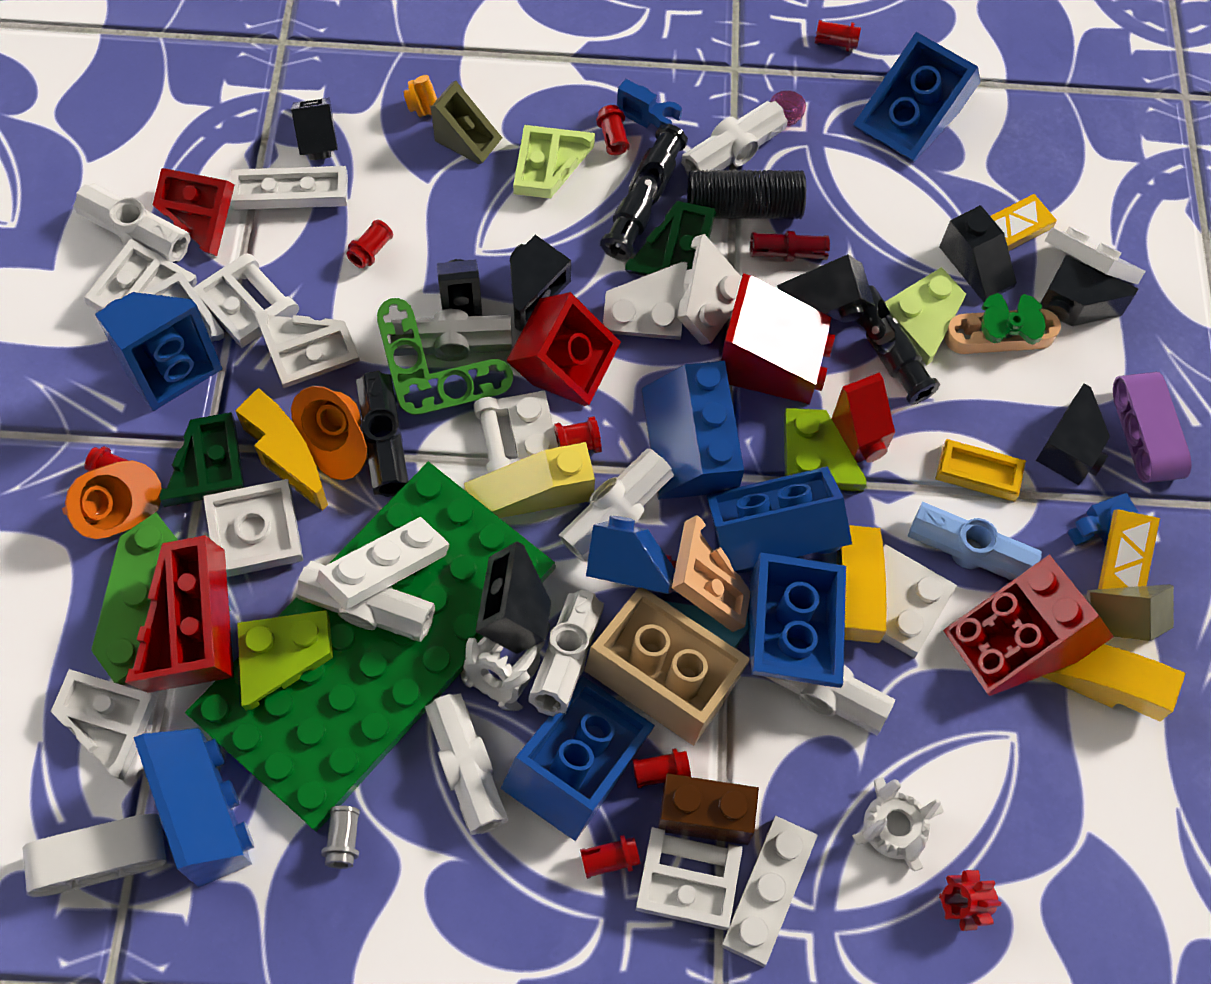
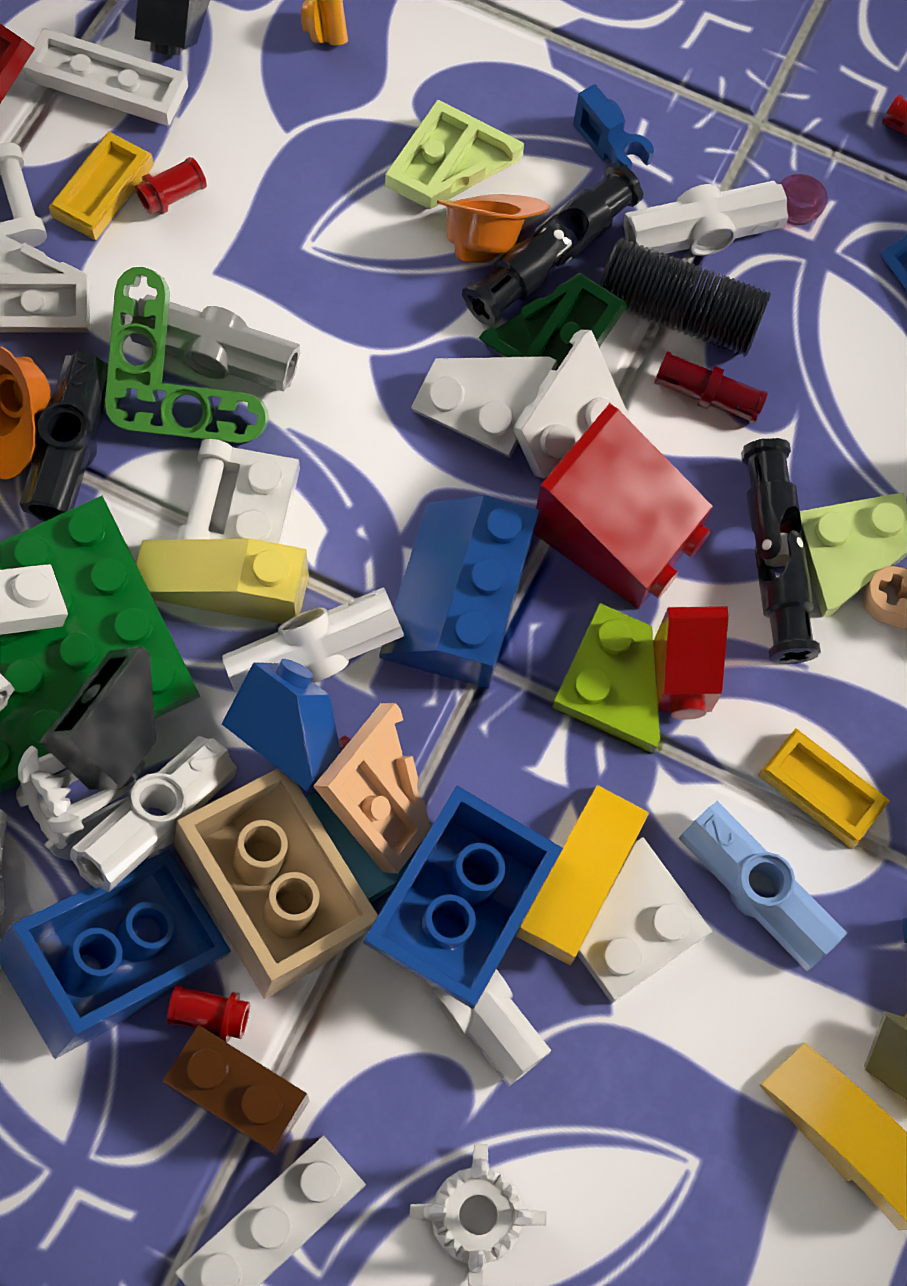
camera: 20 degrees right, 5 degrees up
(320, 261) = (101, 185): none -> yellow tile
(460, 286) = (250, 283): black slope -> none
(462, 125) = (359, 71): olive slope -> none
(536, 273) = (353, 310): black slope -> none
(564, 349) = (348, 415): red slope -> none
(579, 433) = (317, 536): red bush -> none
(597, 192) = (488, 224): none -> orange piece
(610, 857) = (90, 1098): red pin -> none
(611, 121) = (555, 135): red pin -> none
(688, 893) = (159, 1185): white plate -> none
(781, 518) = (512, 748): blue slope -> none
(834, 289) = (733, 469): black slope -> none
(1028, 629) = (775, 1032): red slope -> none

